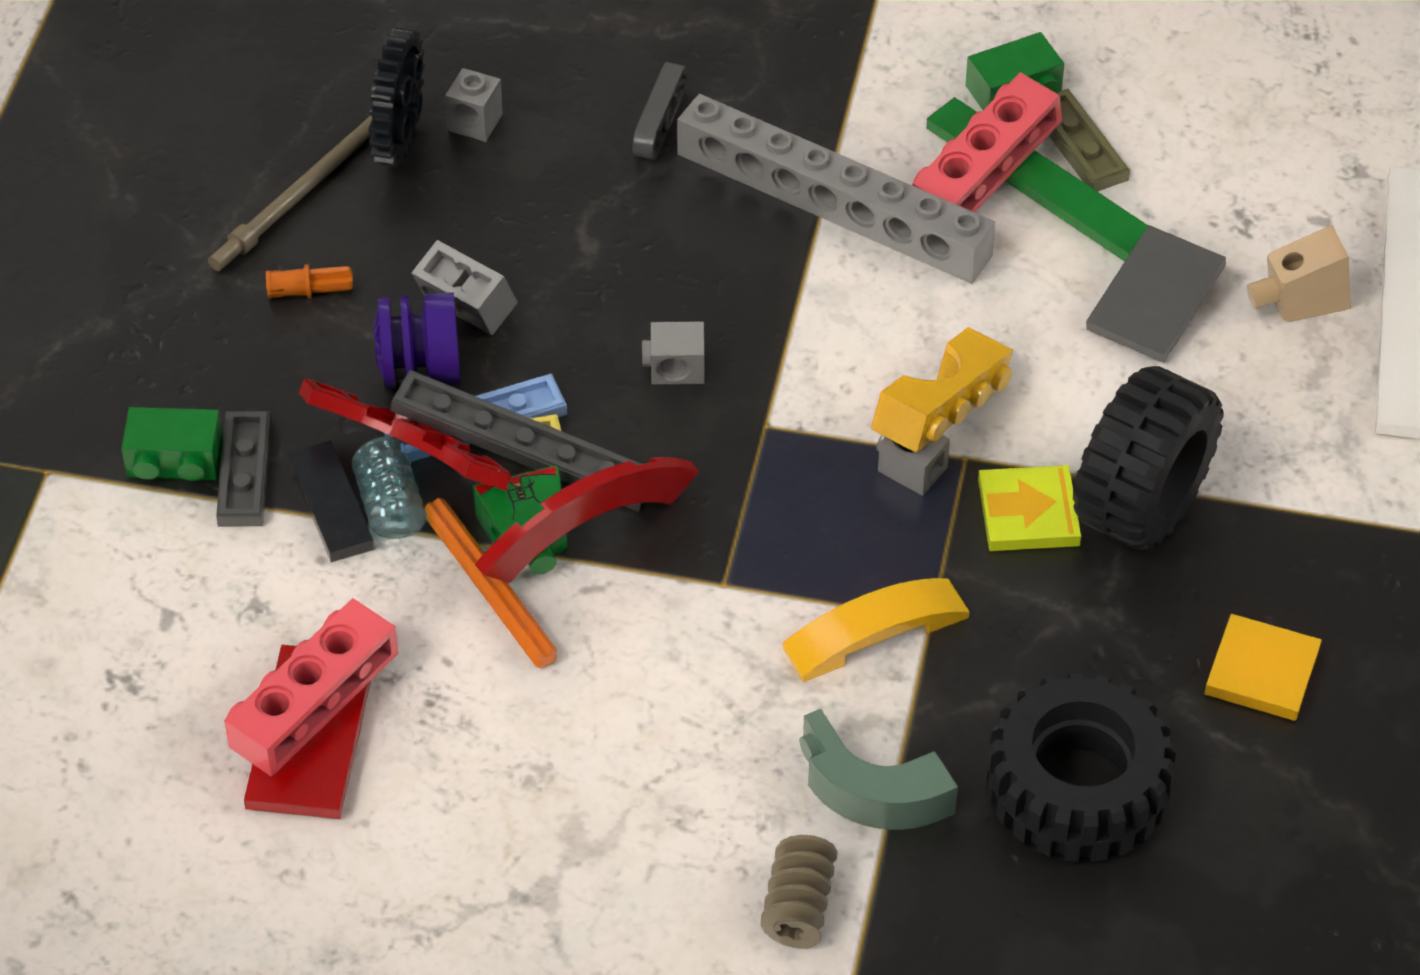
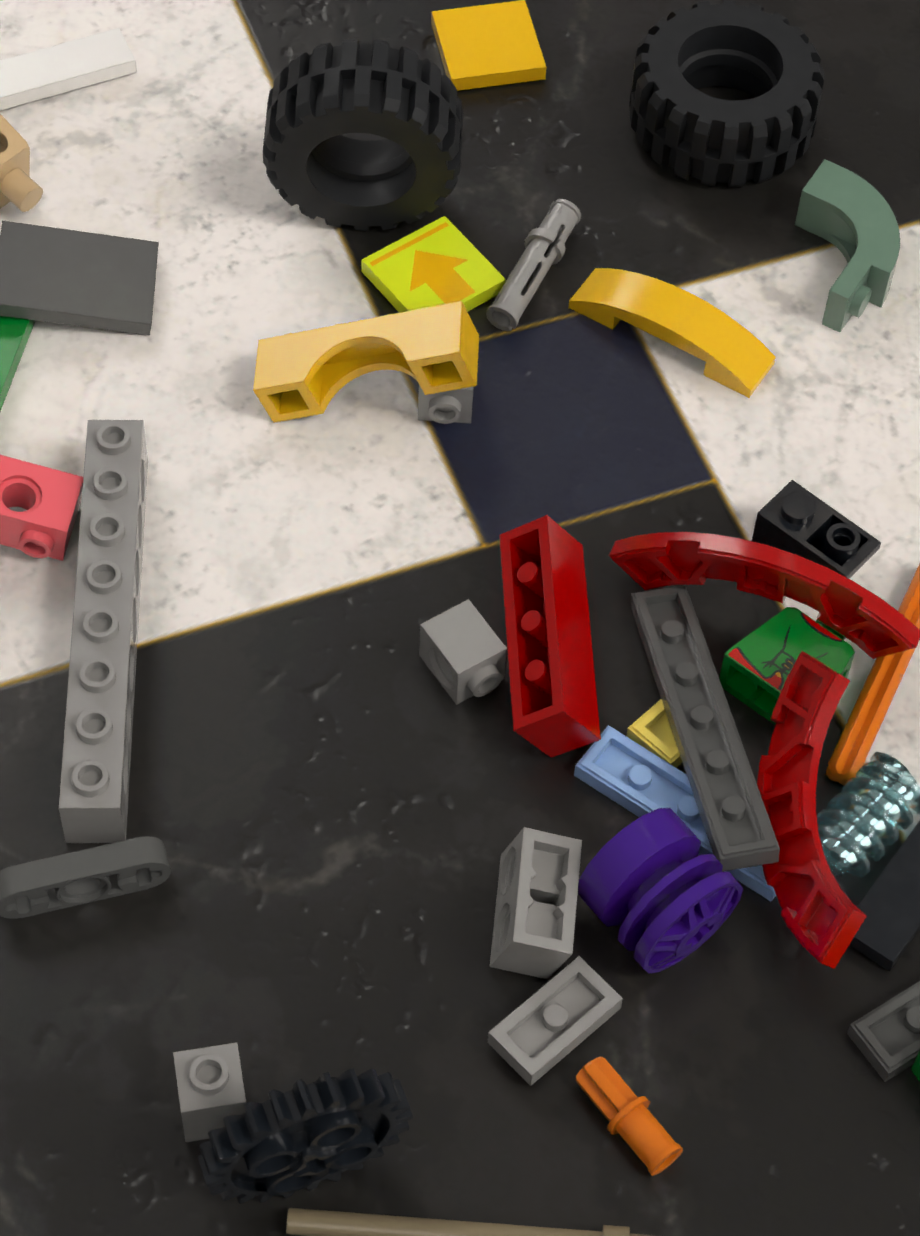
camera: 125 degrees left, 5 degrees up
(390, 272) = (554, 1020): none -> light grey plate
(614, 577) = (813, 530): none -> black slope
(648, 391) = (549, 637): none -> red brick
(1005, 580) = (543, 248): none -> light grey pin

